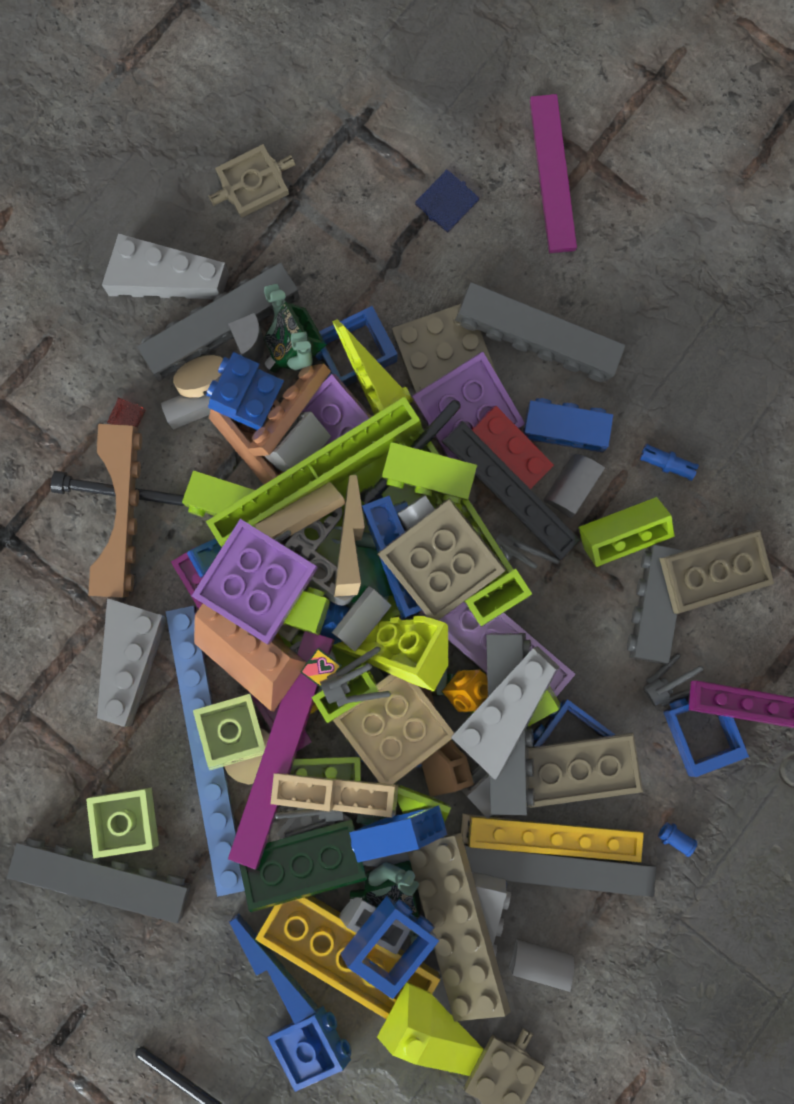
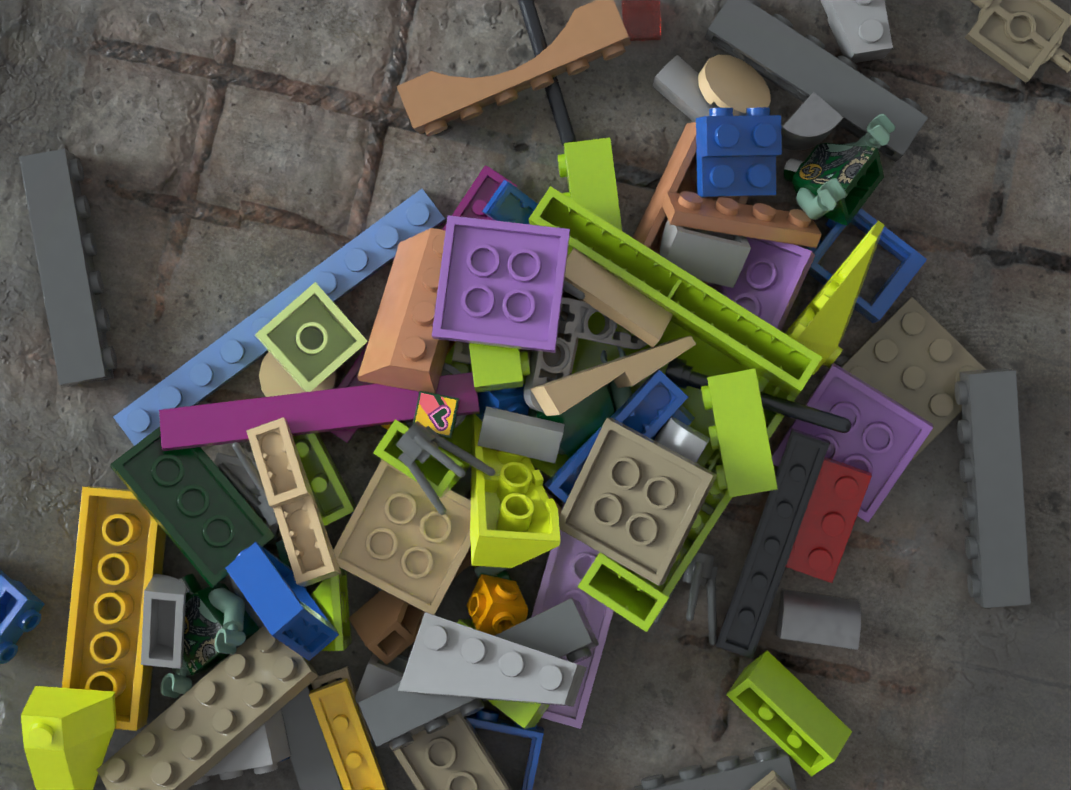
camera: 75 degrees right, 5 degrees up
(122, 822) = (146, 262): yellowish green brick -> none
(127, 658) = (342, 171): light grey wedge -> none
(261, 959) = (64, 505): blue slope -> none
(371, 932) = (151, 623): blue window -> none
(568, 425) = (892, 577): blue brick -> none
(669, 462) = (905, 727): blue pin -> none

